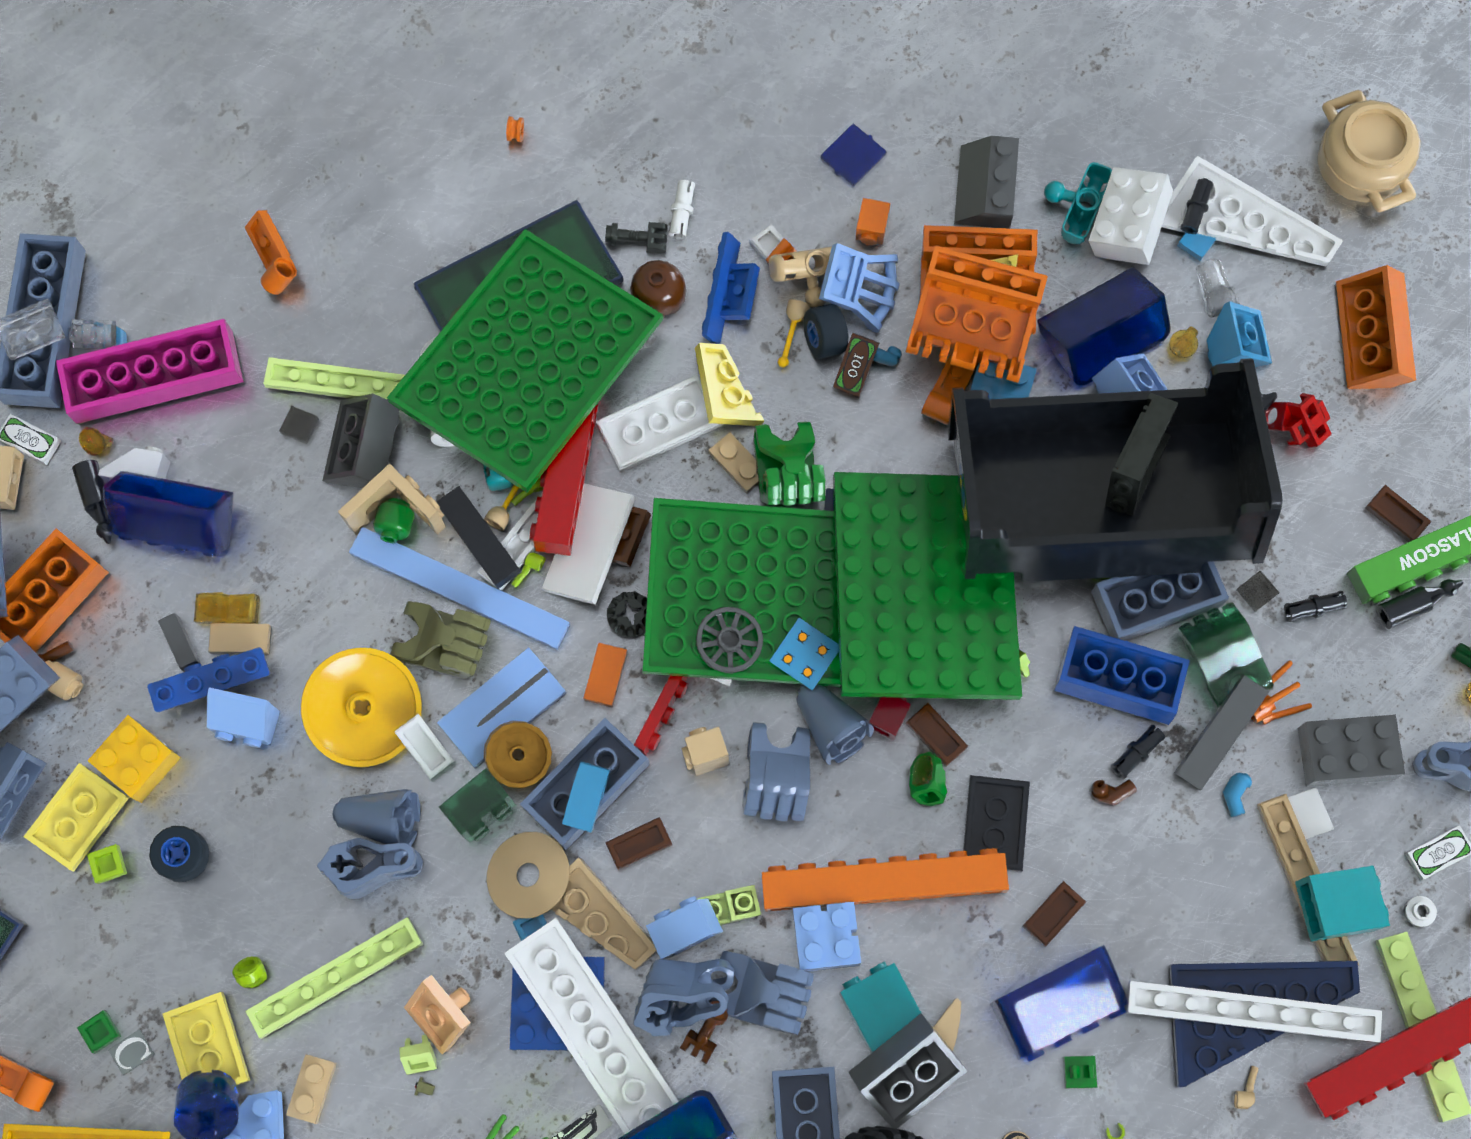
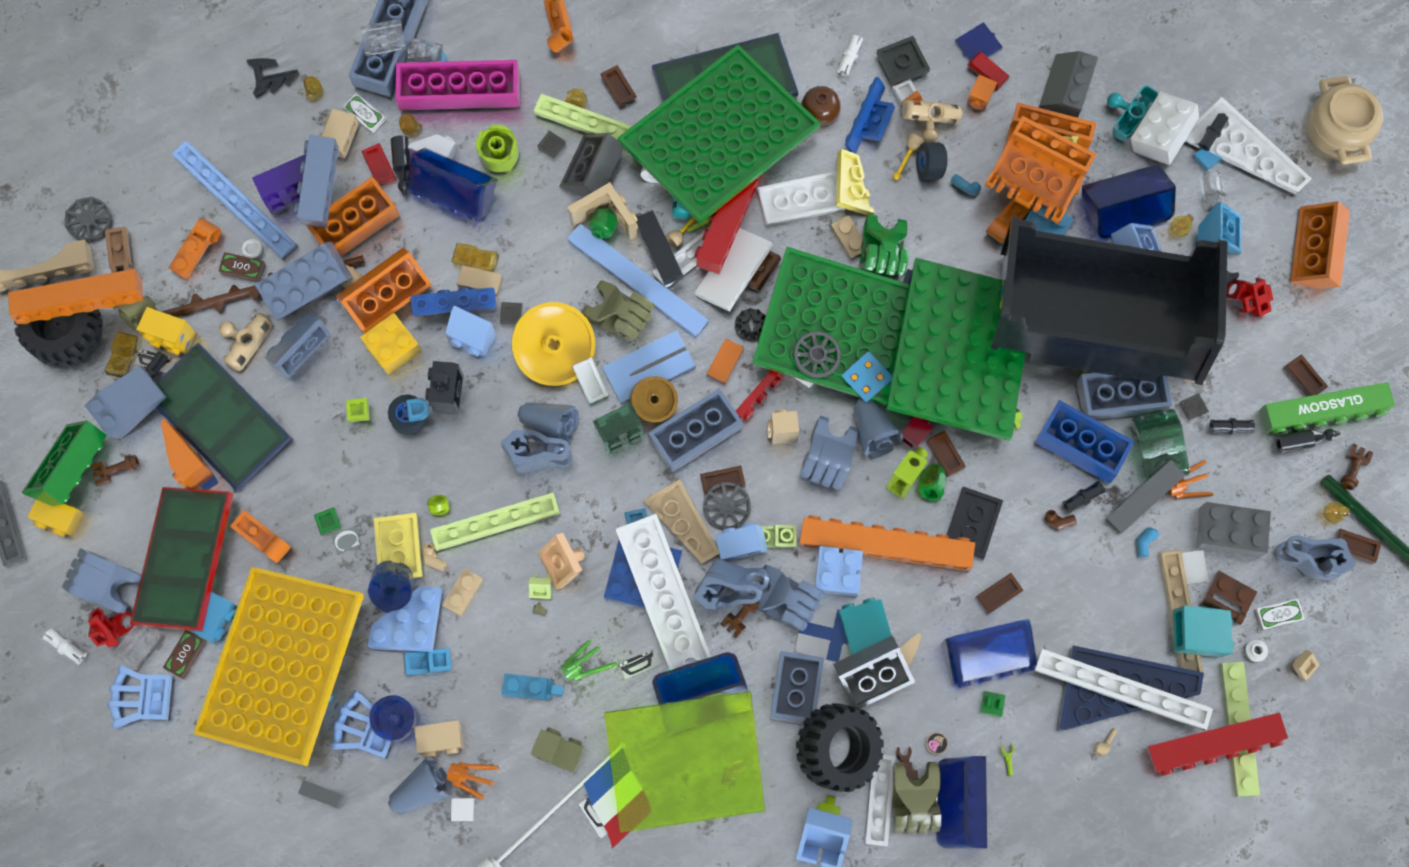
camera: 10 degrees right, 0 degrees up
(64, 507) = (378, 164): none -> red tile
(76, 817) = (343, 374): light yellow plate -> none
(106, 686) = (383, 290): none -> orange brick
(178, 641) = (437, 272): dark grey piece -> none
(190, 845) = (417, 409): none -> dark azure tile
(210, 448) = (497, 148): none -> lime brick
(222, 804) = (445, 387): none -> black hinge
(256, 1051) = (430, 557): none -> tan arm
(293, 675) = (510, 312): none -> clear smoke tile
(319, 351) = (576, 97): none -> clear yellow plate
(373, 321) = (618, 85): none -> reddish brown tile
(532, 561) = (692, 273): lime hand -> none
(552, 880) = (646, 500): tan sticker -> none
(586, 796) = (694, 437): dark azure slope -> none
(650, 236) = (826, 70): pearl dark grey hinge -> none
(652, 879) = (726, 505): none -> dark grey wheel
(756, 201) = (903, 60): none -> pearl dark grey plate
(827, 1031) = (823, 636): none -> sticker
(845, 278) = (953, 127): light blue plate -> none
(856, 364) = (947, 188): reddish brown tile -> none
(874, 187) = (986, 67): none -> red tile
(891, 773) = (907, 472): none -> lime torso
(1140, 455) = (1133, 292): pearl dark grey door -> none
(1367, 836) = (1231, 591): none -> reddish brown plate

